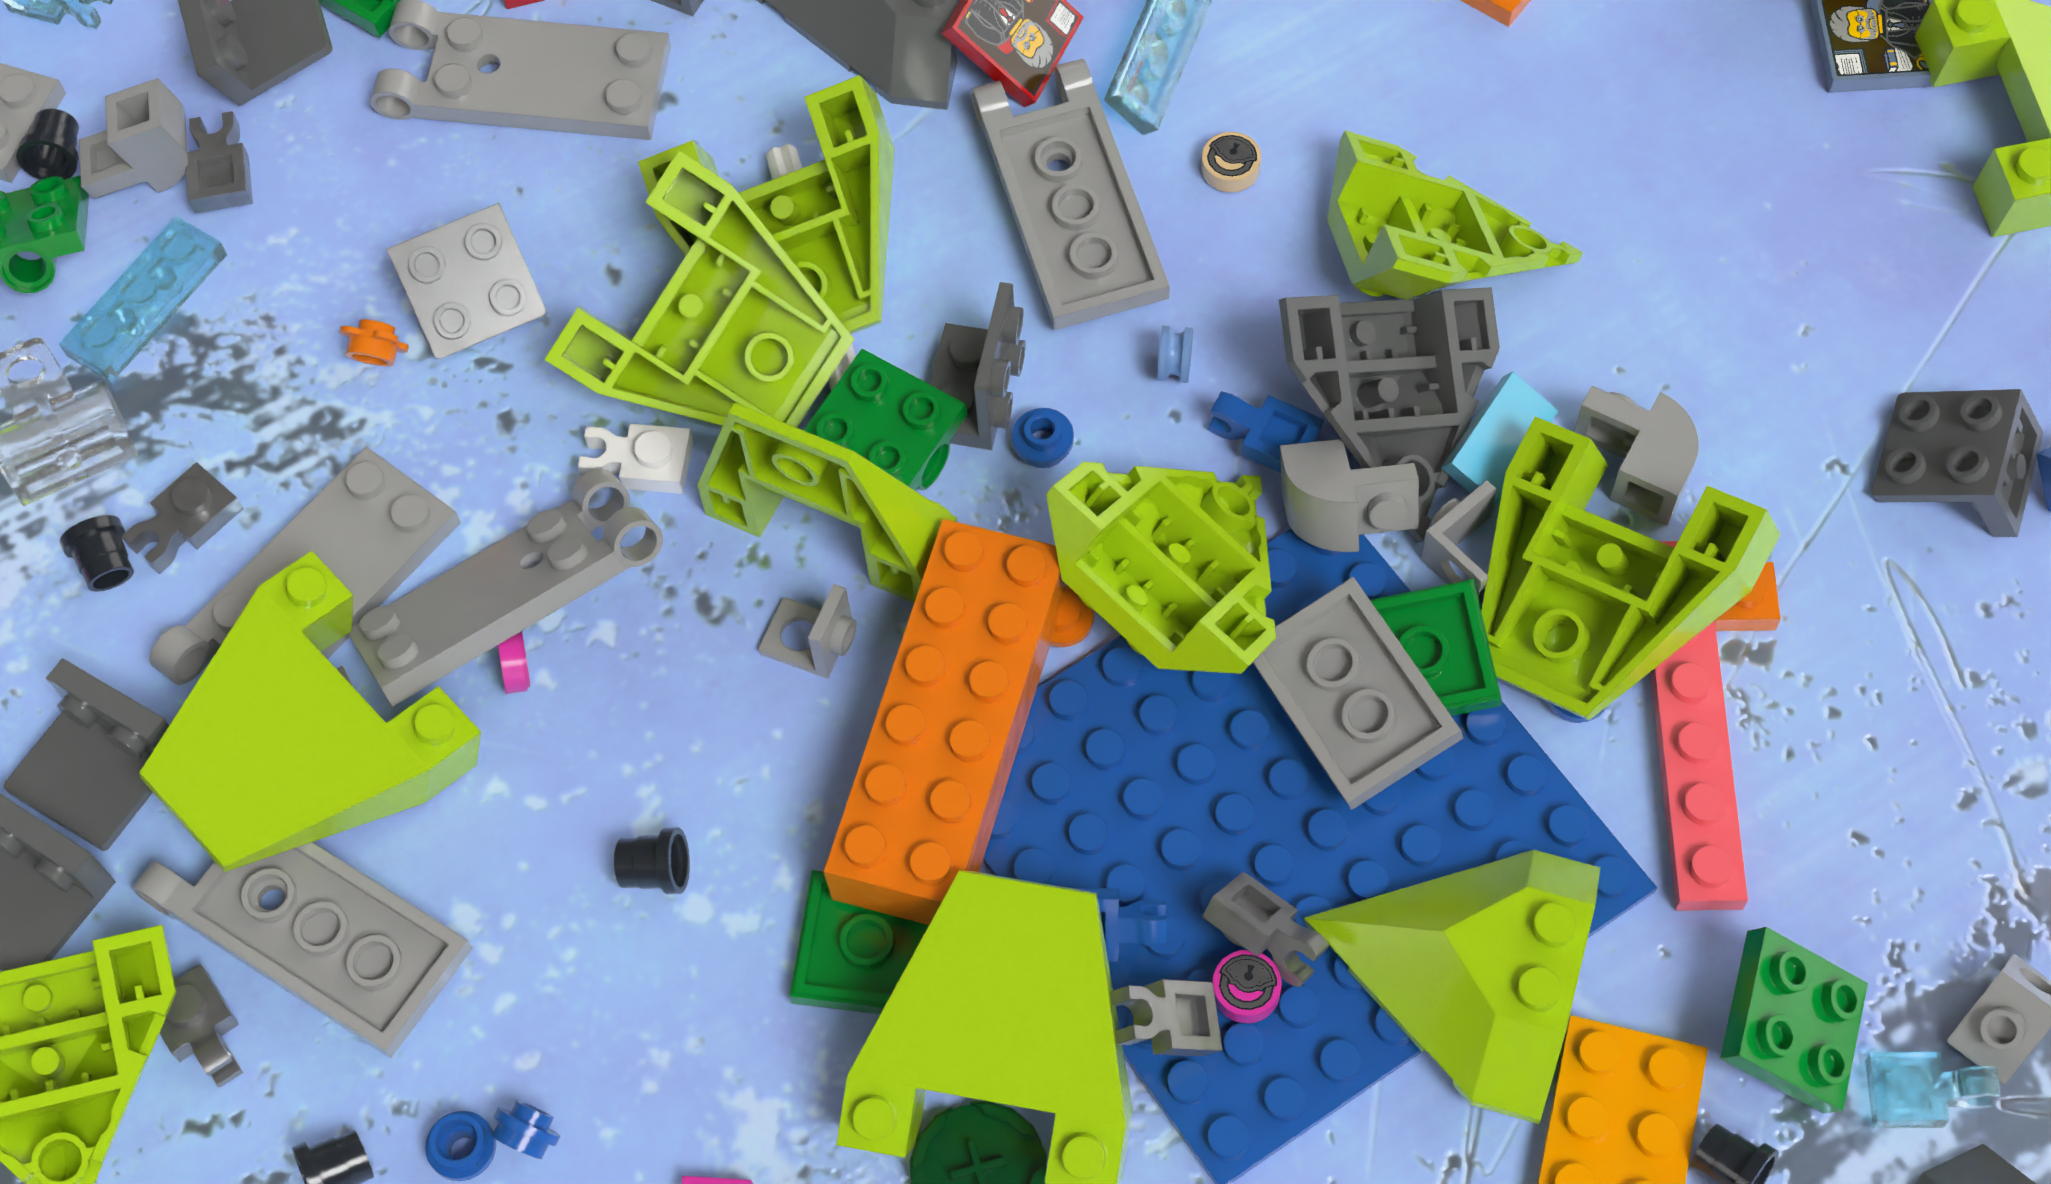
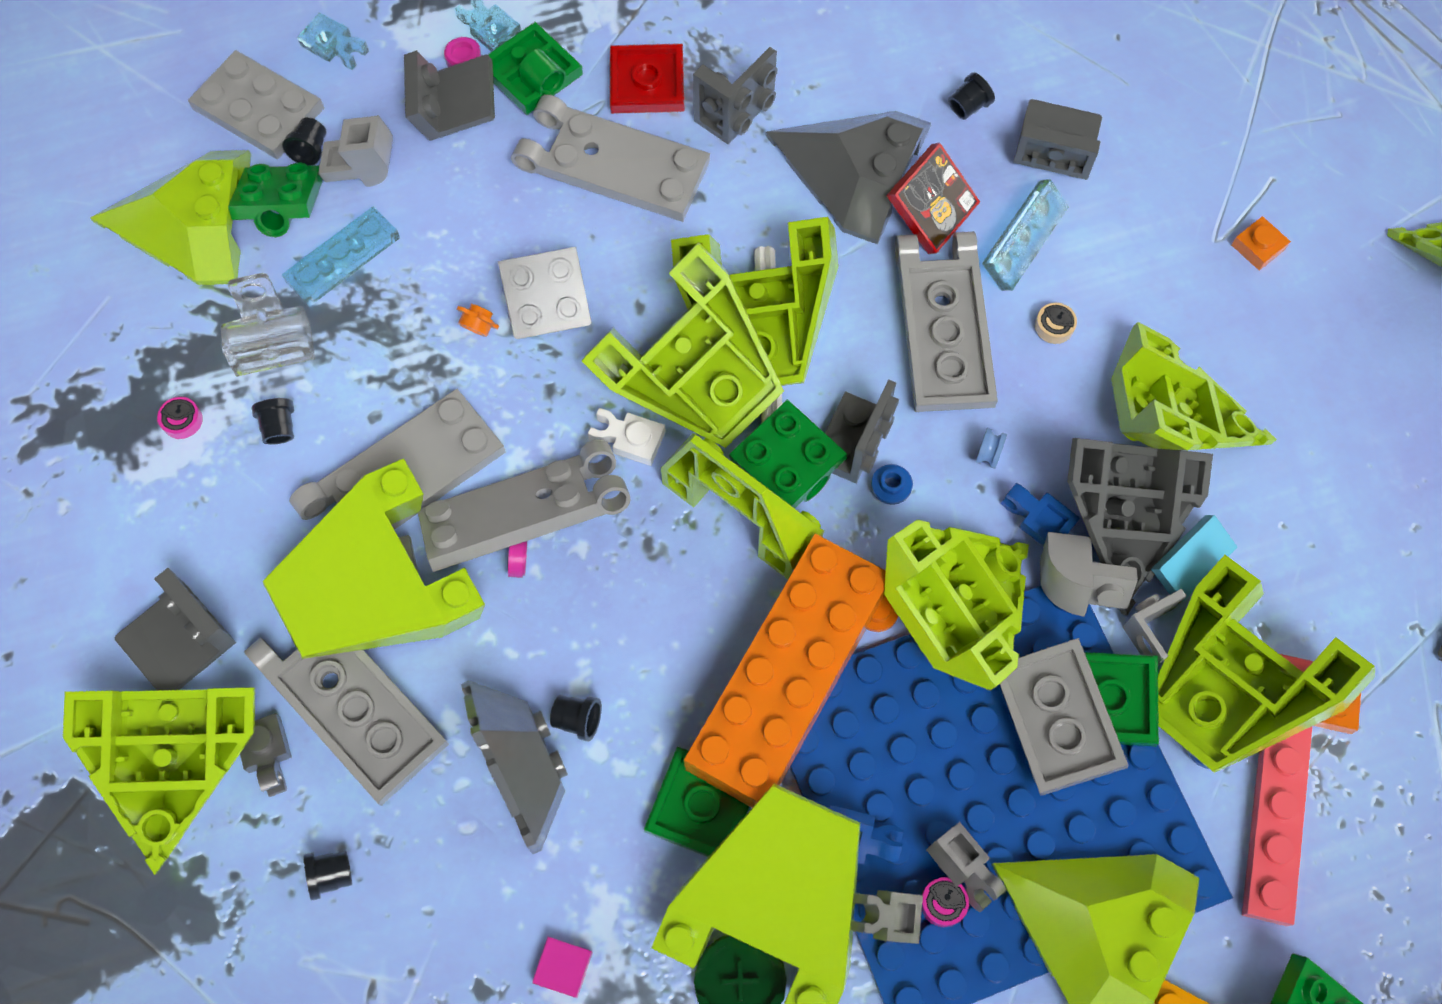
camera: 10 degrees right, 5 degrees up
(89, 758) = (236, 559): dark grey bracket -> none
(186, 511) = (337, 404): flat silver plate -> none
(220, 170) = (407, 181): flat silver plate -> none
(451, 1129) = (398, 874): blue plate -> none
(525, 1129) = (454, 879): blue plate -> none
(587, 933) = (517, 758): none -> dark grey wedge
(830, 635) = (724, 591): light grey bracket -> none
(1655, 446) = (1300, 589): light grey brick -> none

